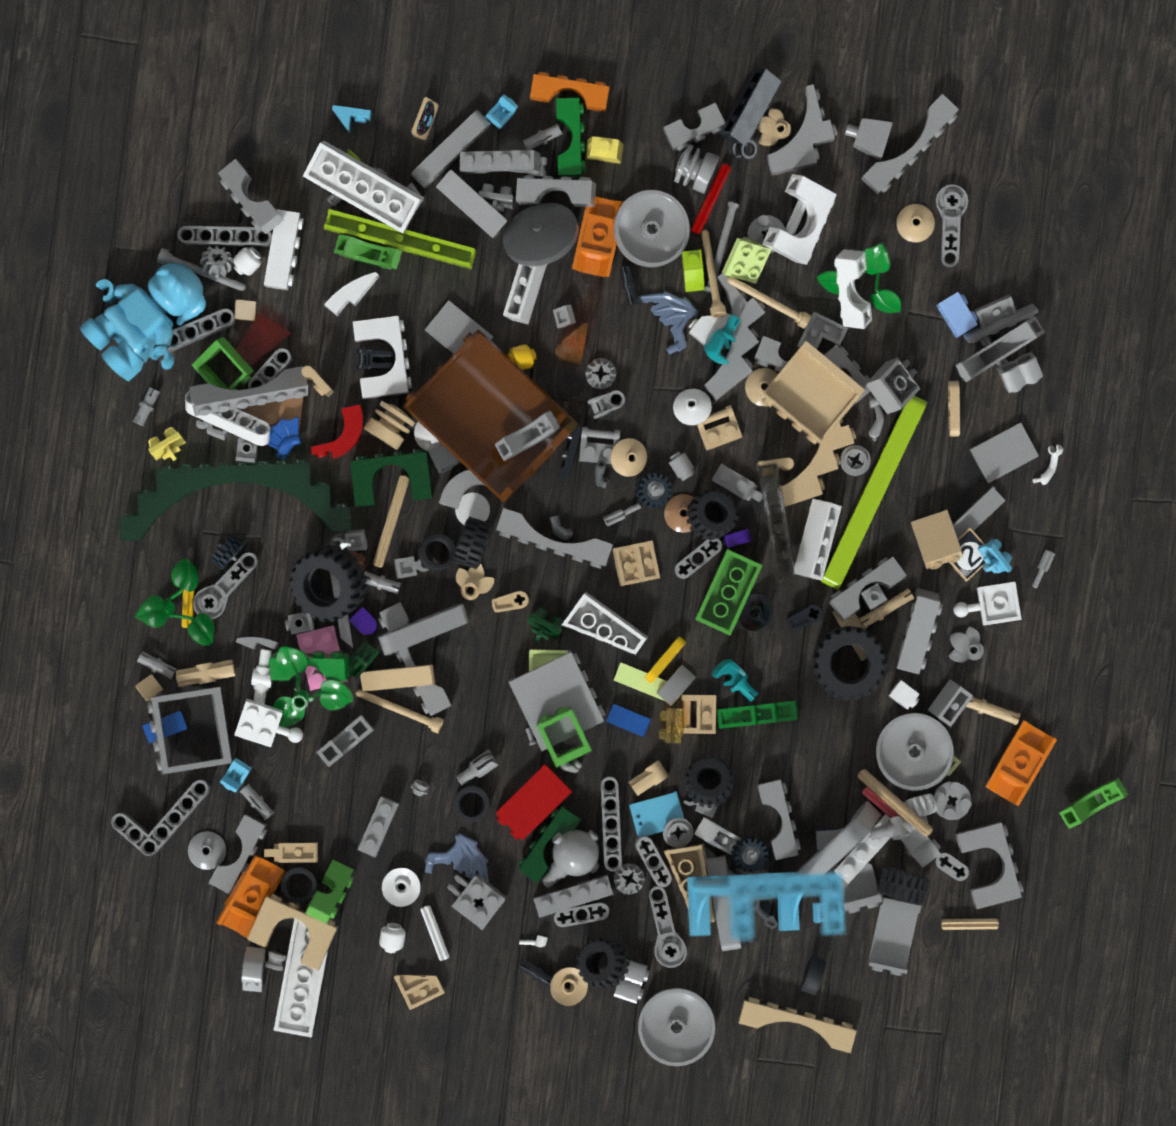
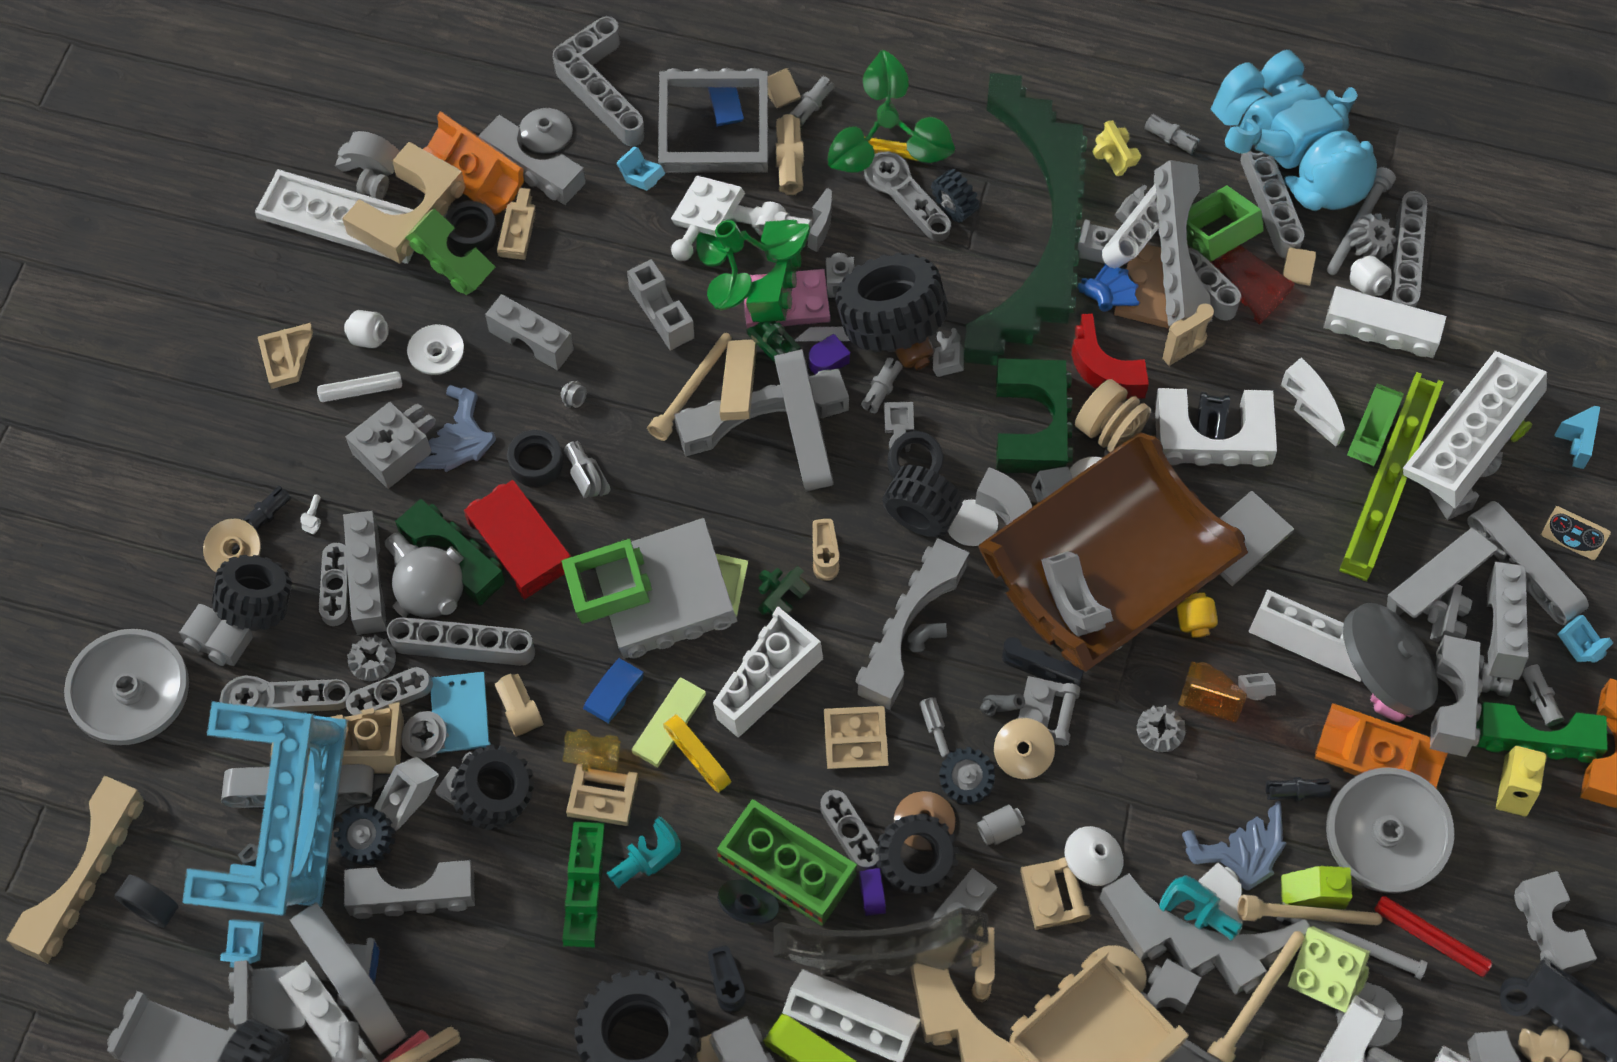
camera: 100 degrees right, 25 degrees down
(237, 180) = (1488, 275): light grey arch -> none
(256, 801) = (598, 192): light grey pin -> none
(391, 521) = (965, 408): tan axle -> none
(475, 579) = (867, 508): tan plate -> none
(571, 767) = (558, 602): light grey arm -> none
(605, 404) = (1111, 724): light grey piece -> none
(676, 685) = (654, 766): light grey slope -> none
(696, 168) = (1486, 912): light grey wheel -> none

